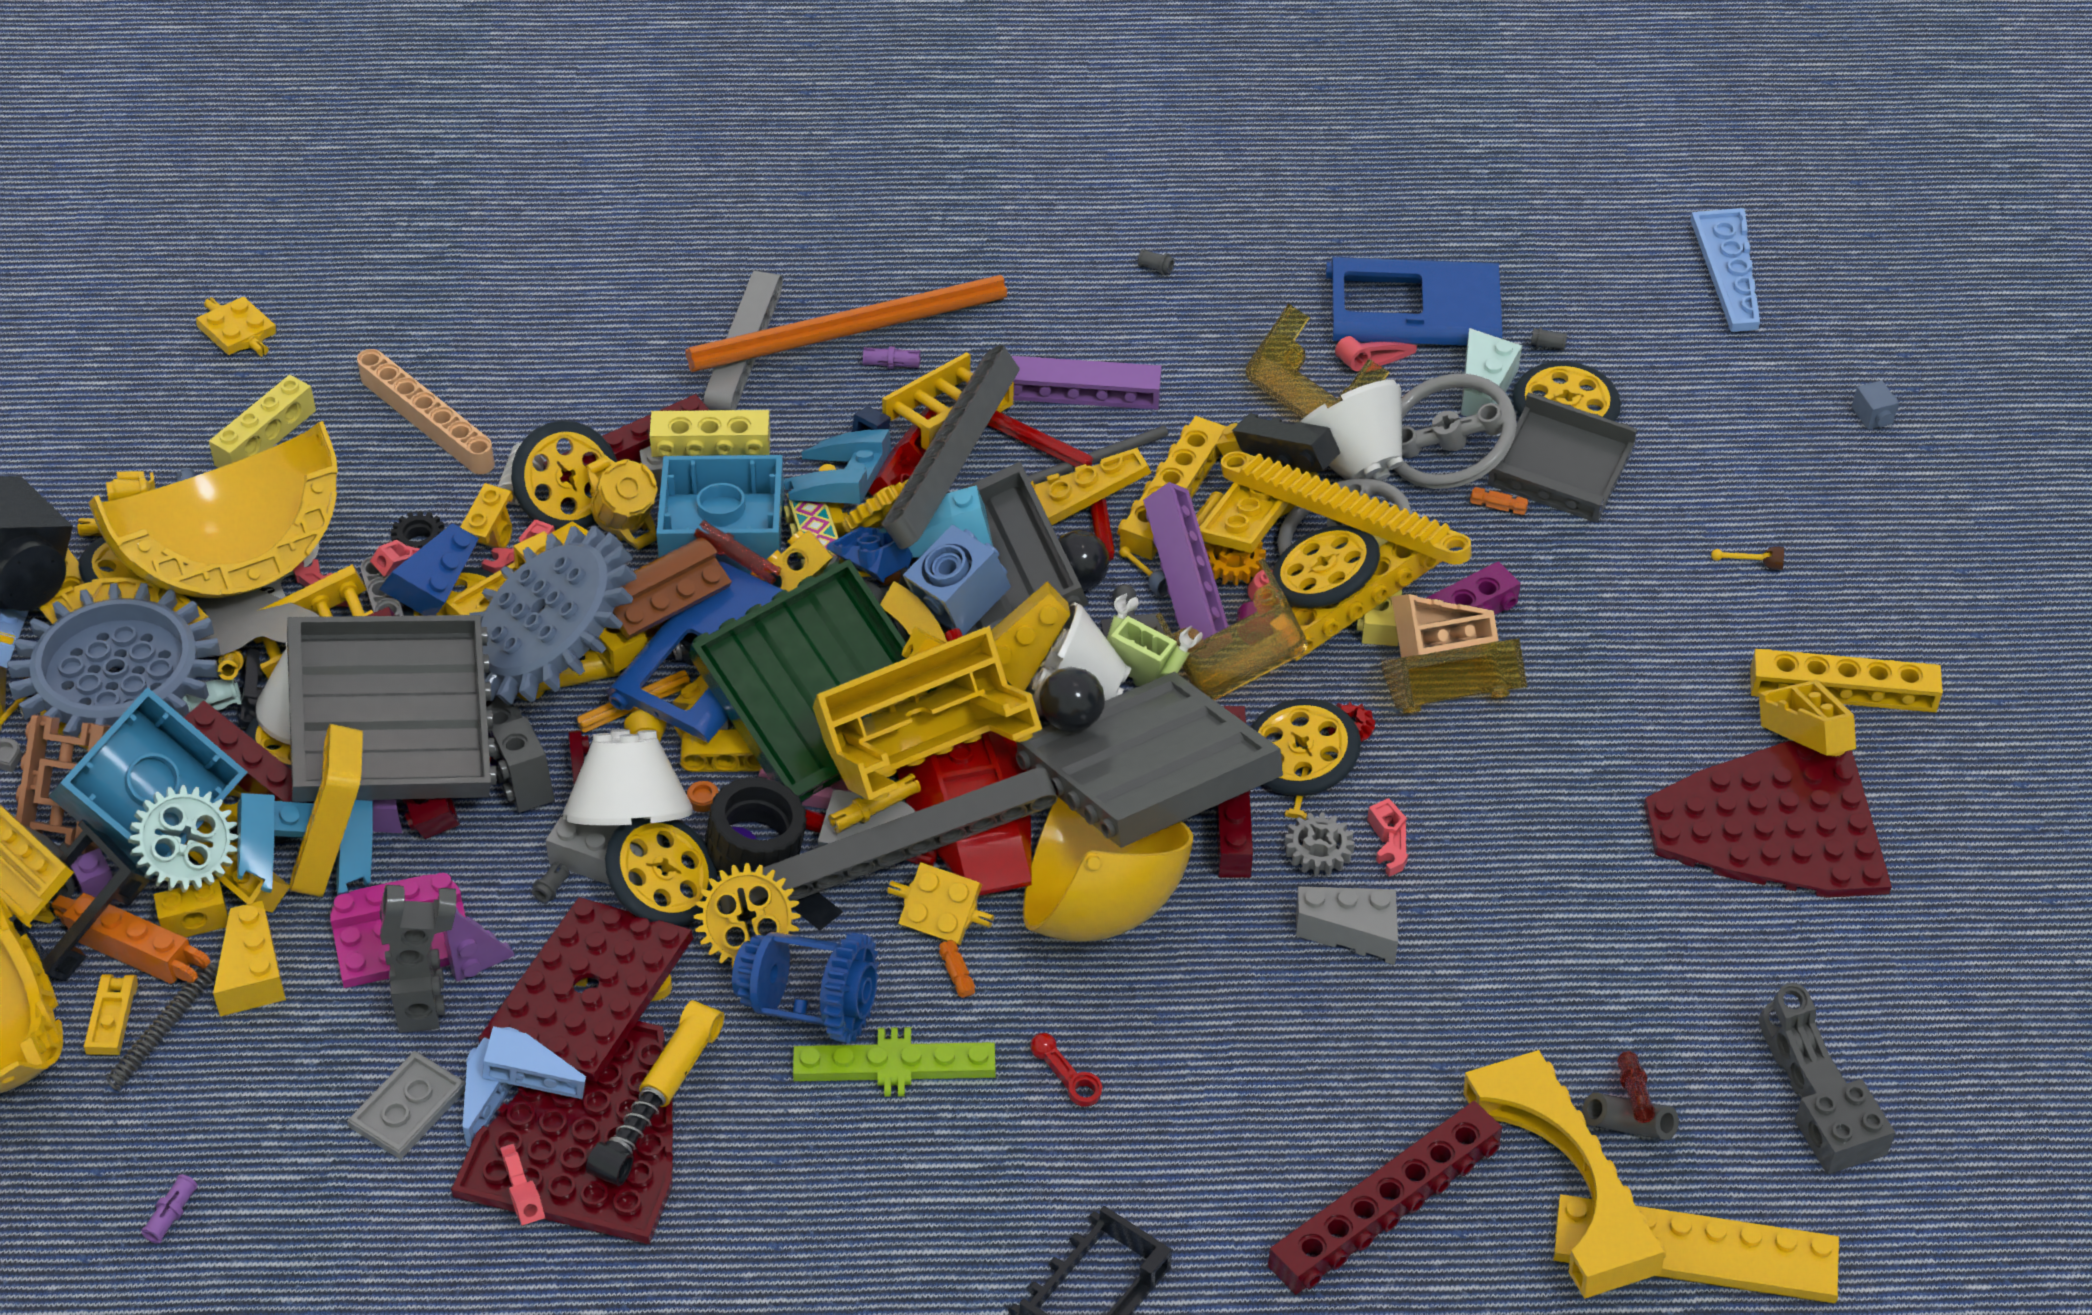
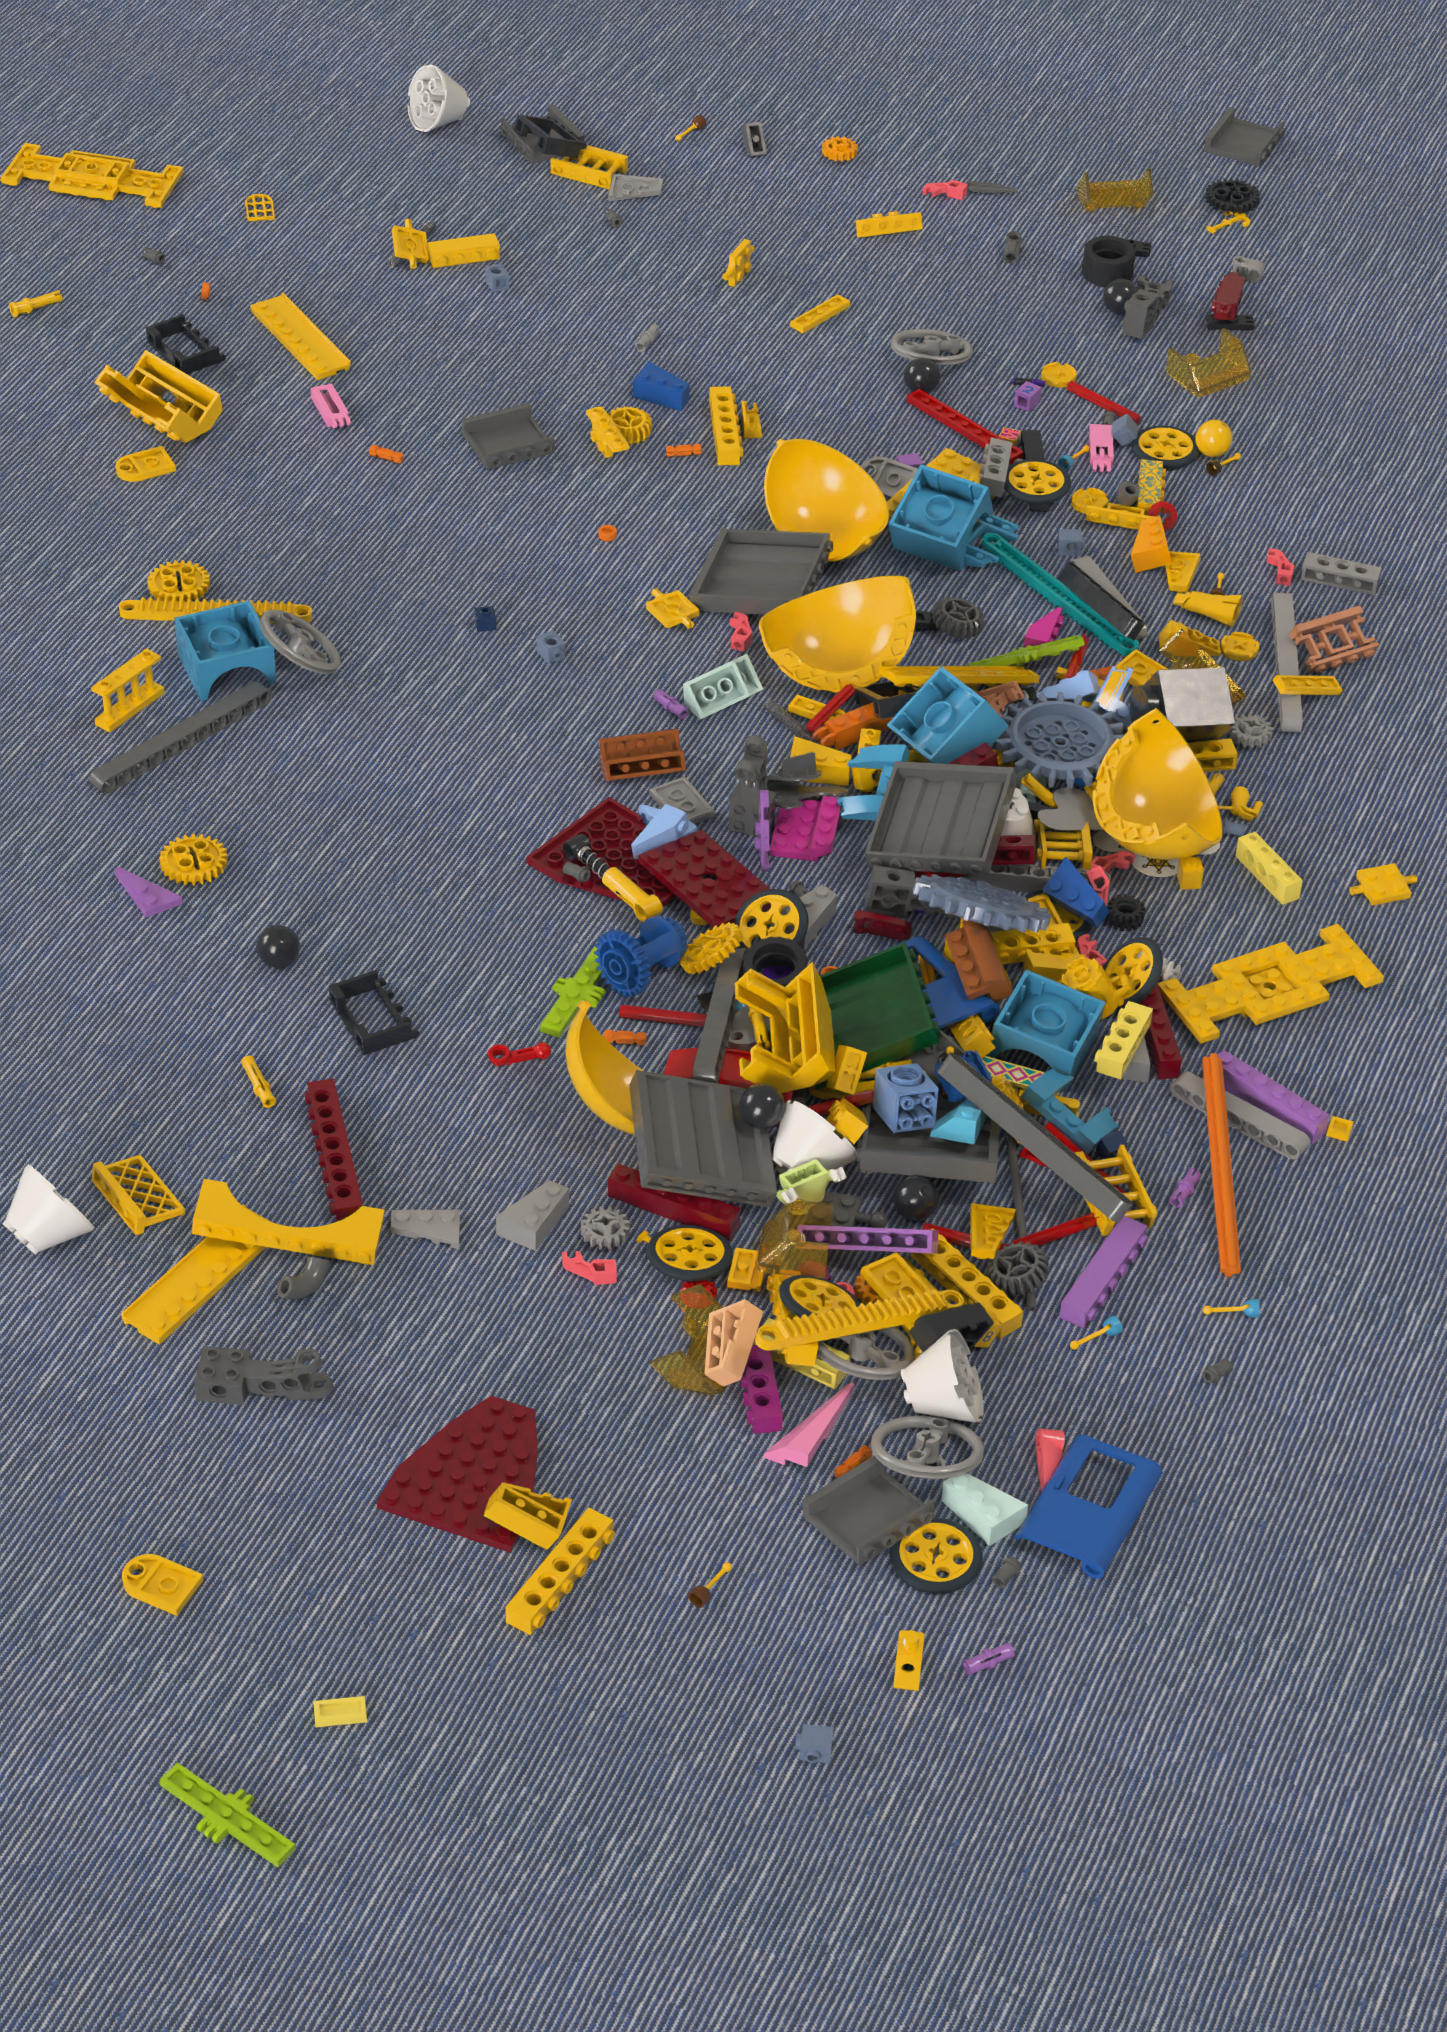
camera: 115 degrees right, 5 degrees down
(105, 1152) = (721, 687): none -> light aqua slope
(113, 982) = (830, 708): none -> red axle
(189, 810) = (895, 723): light aqua gear -> none
(322, 950) = (787, 783): none -> dark grey piece
(330, 811) = (888, 771): yellow beam -> none
(339, 1182) = (641, 754): none -> dark orange brick
(426, 411) = (1221, 948): light nougat beam -> none
(464, 357) = (1295, 982): none -> yellow piece
(489, 517) = (1110, 931): yellow pin -> none
(523, 1193) = (576, 812): coral piece -> none
(626, 780) = (825, 913): white cone -> none
(663, 1137) = (581, 873): none -> dark grey pin
(700, 320) = (1272, 1097): none -> medium lavender brick
(708, 264) = (1340, 1128): none -> yellow tile
(738, 552) = (995, 996): clear red pin -> none
(887, 936) = (662, 1015): none -> red axle
(940, 903) = (671, 1038): yellow plate -> none
(1045, 259) = (1250, 1308): none -> hinge
(1112, 431) = (1020, 1275): none -> dark grey gear
(1152, 356) = (1111, 1326): none -> hinge
(1277, 365) = (1033, 1393): clear yellow windscreen -> none
(1288, 683) = (744, 1270): none -> yellow plate
(1434, 1036) = (429, 1224): none -> light grey wing
(1513, 542) = (806, 1437): none -> bright pink wedge
(1636, 1075) = (318, 1283): clear red pin -> none
(1664, 321) = (974, 1664): none -> medium lavender pin
(1722, 365) = (909, 1652): none -> yellow torso
(1727, 257) = (1042, 1740): light blue wing -> none

